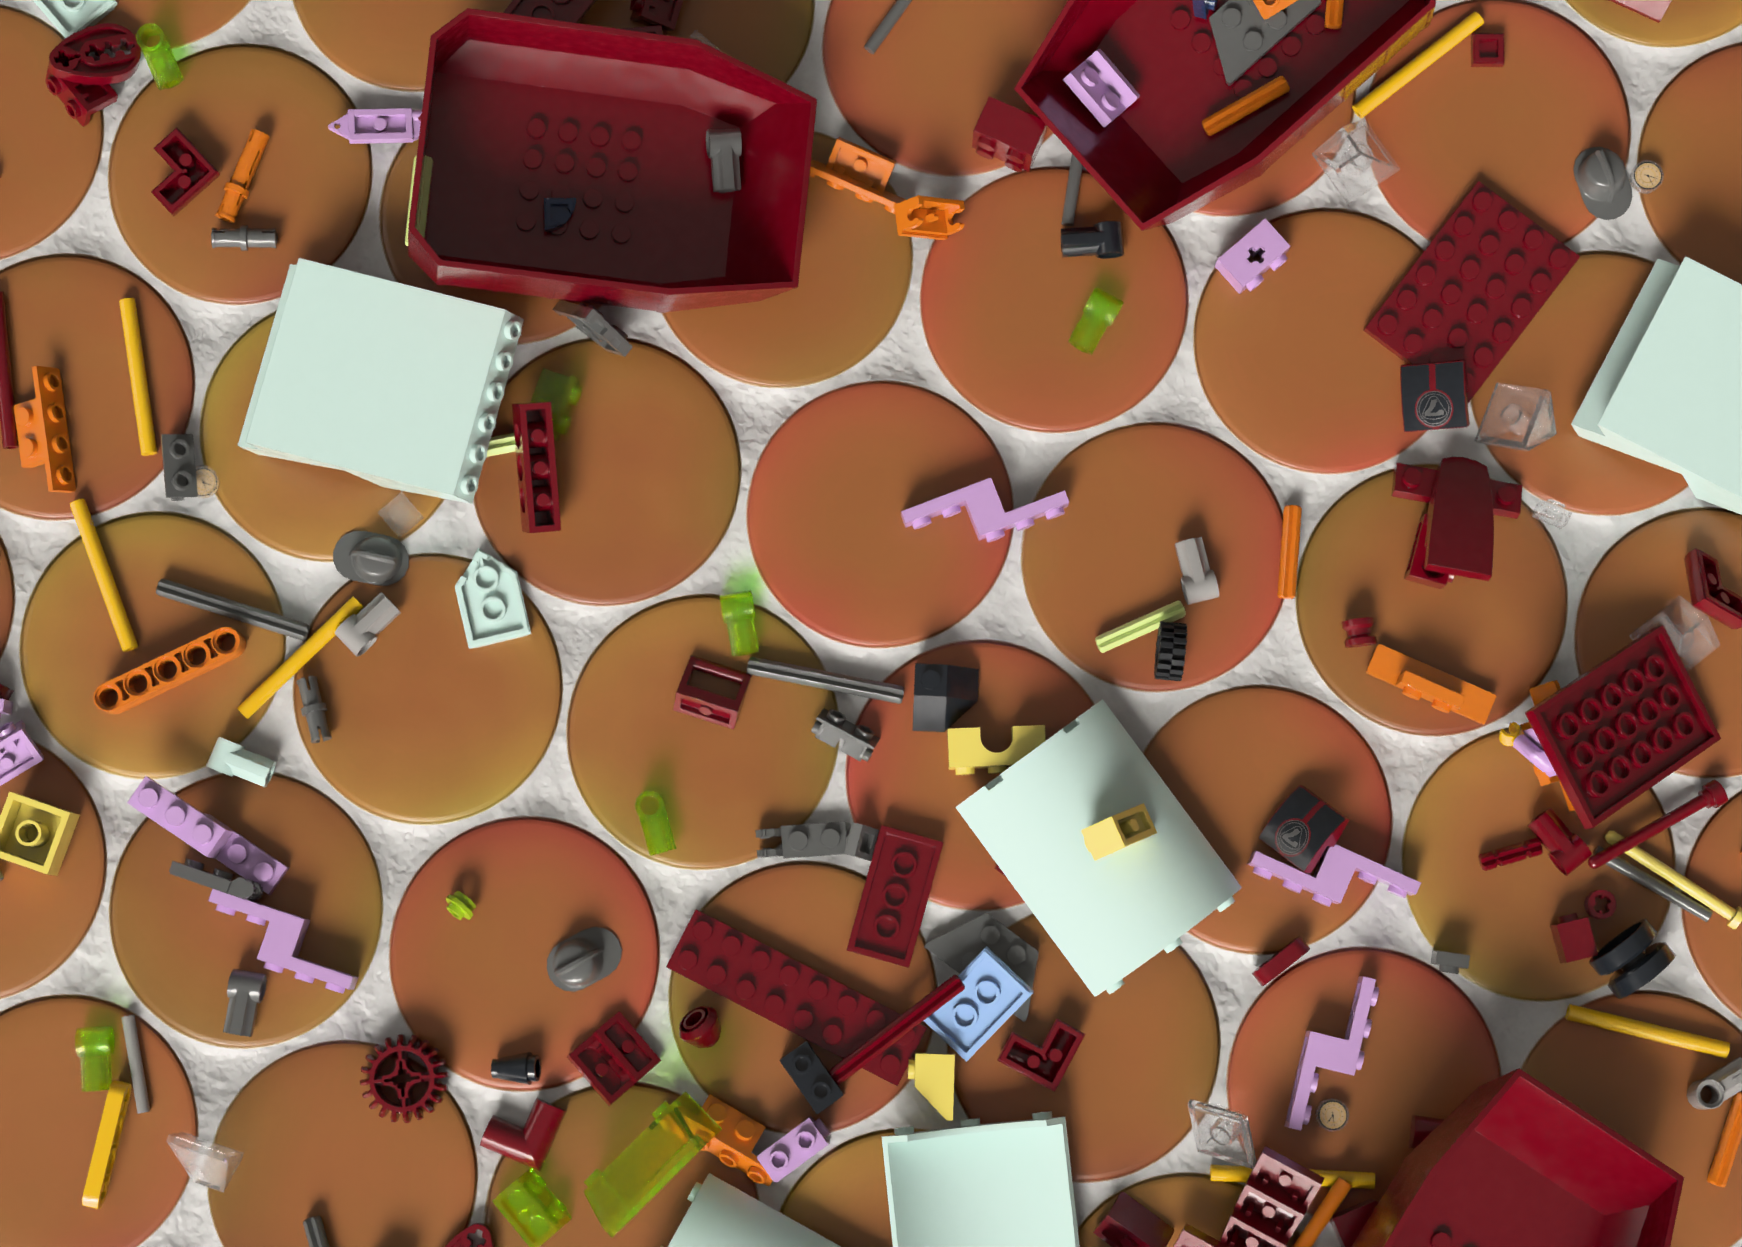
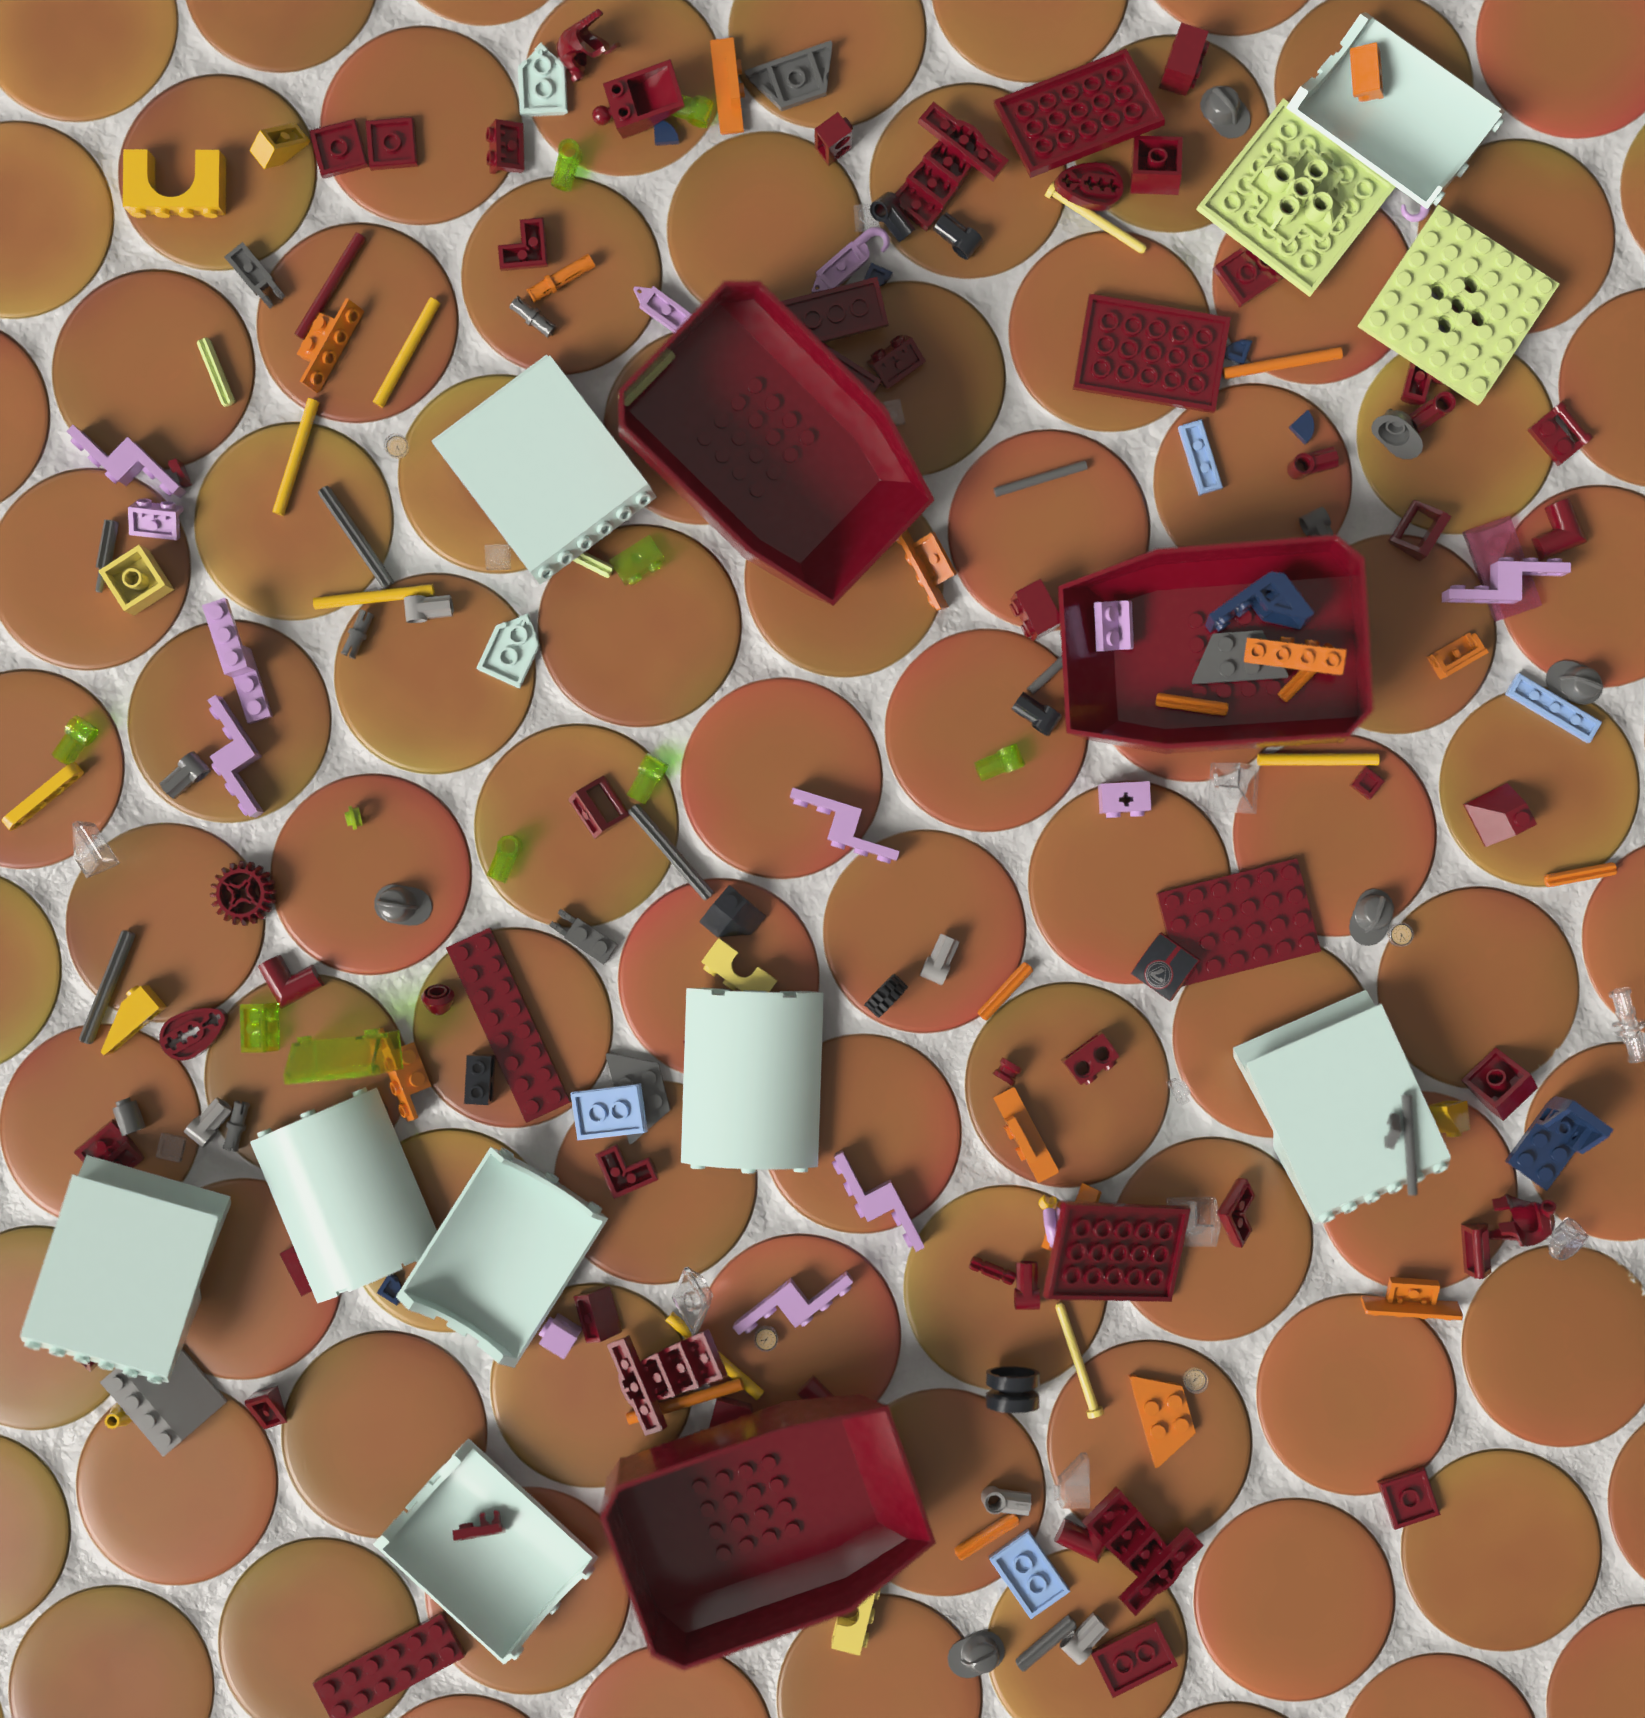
camera: 35 degrees right, 5 degrees up
(96, 39) = (537, 125): dark red piece -> none
(135, 1064) = (96, 762): light grey bar -> none
(154, 670) = (281, 538): orange beam -> none
(179, 466) = (388, 426): dark grey hinge -> none
(218, 880) = (222, 691): dark grey hinge -> none
(235, 760) = (288, 628): light aqua piece -> none
(371, 558) = (460, 569): dark grey piece -> none
(517, 1068) = (314, 939): black cone -> none
(536, 467) = (597, 592): dark red brick -> none
(557, 212) = (727, 447): dark blue tile -> none
(591, 323) = (696, 528): dark grey wing -> none
(614, 1058) = (374, 977): dark red slope -> none
(724, 149) = (857, 487): dark grey piece -> none
(794, 1148) = (437, 1112): lavender bracket -> none
(858, 739) = (663, 902): hinge -> none
(861, 841) = (616, 964): dark grey plate -> none
(895, 896) = (611, 1011): dark red plate -> none
(897, 1029) = (550, 1091): dark red axle -> none
(928, 217) = (947, 623): orange hinge -> none
(935, 1080) = (550, 1136): light yellow slope -> none
(1118, 831) = (766, 1080): light yellow slope -> none
(1139, 626) = (881, 966): yellowish green axle -> none
(1281, 961) = (807, 1226): dark red beam -> none
(1303, 828) = (881, 1161): black slope -> none
(1450, 962) = (905, 1305): dark grey plate -> none
(1458, 513) = (1121, 1049): dark red slope -> none
(1517, 417) = (1204, 1019): clear slope -> none
(1573, 938) = (989, 1349): dark red brick -> none
(1610, 906) = (1016, 1336): dark red bush -> none
(1647, 1031) = (989, 1435): yellow piece -> none
(1658, 887) = (1062, 1353): dark grey bar -> none
(1710, 796) = (1137, 1329): dark red piece -> none

